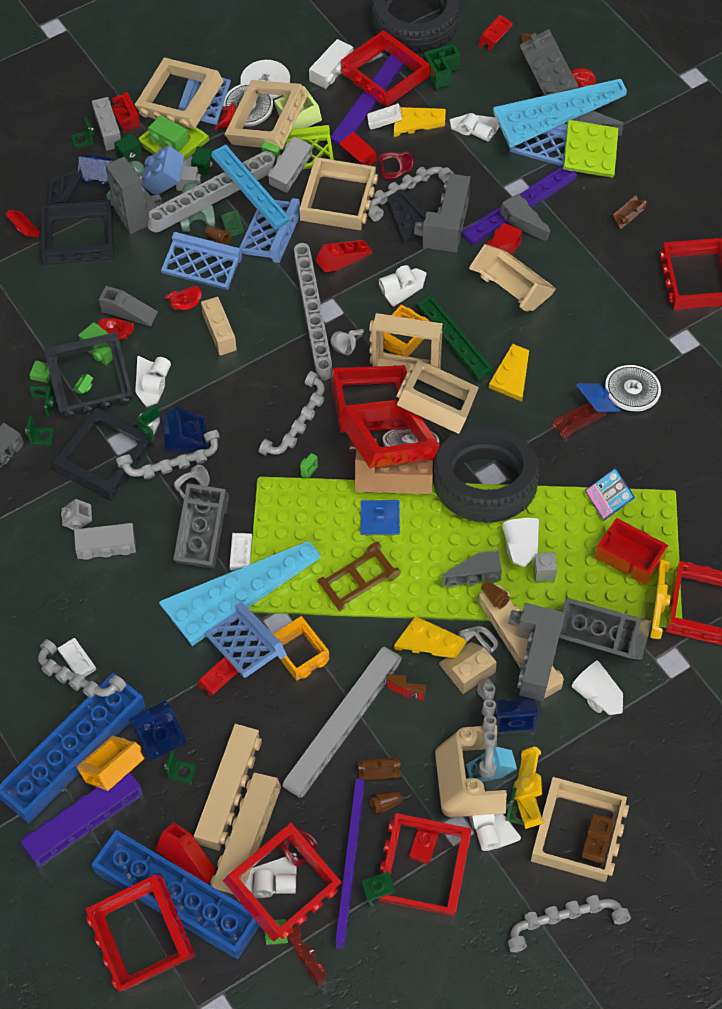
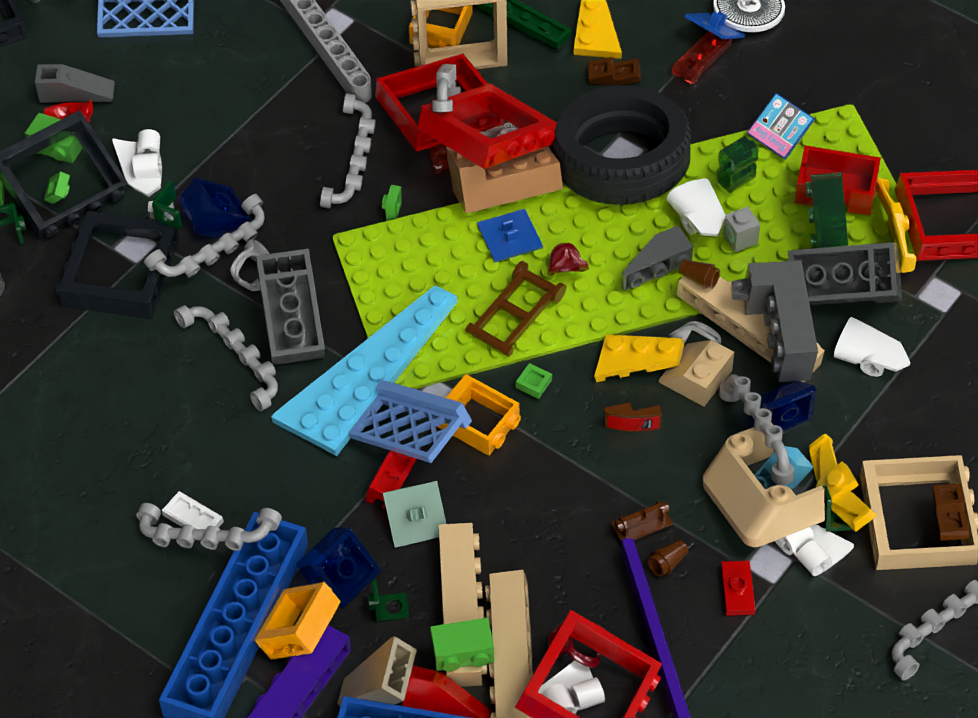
camera: 20 degrees left, 5 degrees down
(33, 433) = (15, 265): dark green bracket -> none
(76, 514) = (116, 344): light grey brick -> none
(105, 541) = (167, 365): light grey brick -> none
(147, 823) = (382, 675): none -> dark tan slope
(162, 550) = (233, 340): none -> light grey bar
(184, 299) = (144, 56): red hat -> none
(210, 820) = (462, 644): none -> bright green brick
(218, 326) = (203, 75): tan brick -> none
(224, 708) = (414, 513): none -> sand green piece
(240, 550) = (349, 325): white plate -> none
(341, 722) = (570, 485): light grey beam -> none
(342, 341) = (369, 51): light grey piece -> none
(349, 635) = (534, 380): none -> bright green plate
(378, 385) = (445, 87): none -> light grey bar
(378, 887) = (708, 656): dark green bracket -> none
(410, 549) = (566, 258): none -> dark red piece
(430, 407) = (524, 72): tan piece -> none
(449, 829) = (746, 562): red window -> none
(511, 412) = (609, 73): none -> reddish brown slope
(563, 515) = (737, 164): none -> clear green brick
(609, 577) = (827, 211): none -> clear green brick

